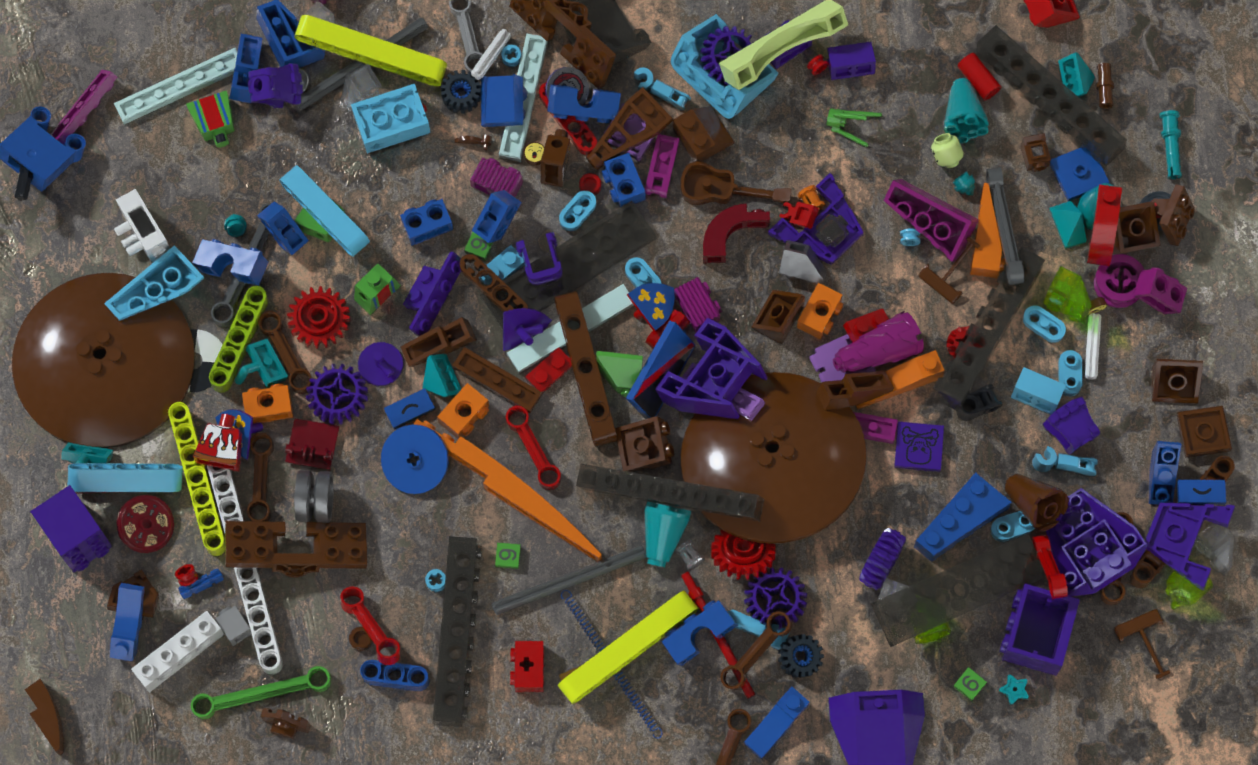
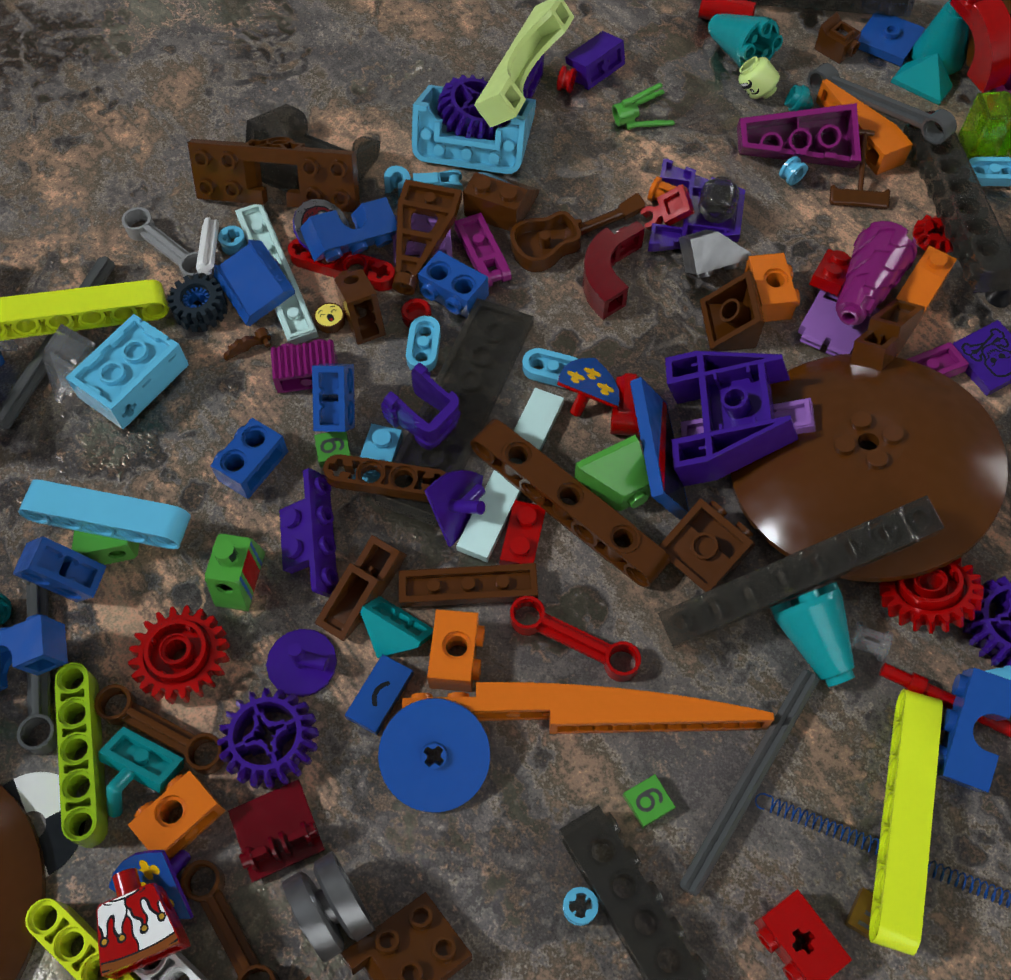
camera: 35 degrees left, 10 degrees down
(696, 302) = (637, 355): magenta brick -> none

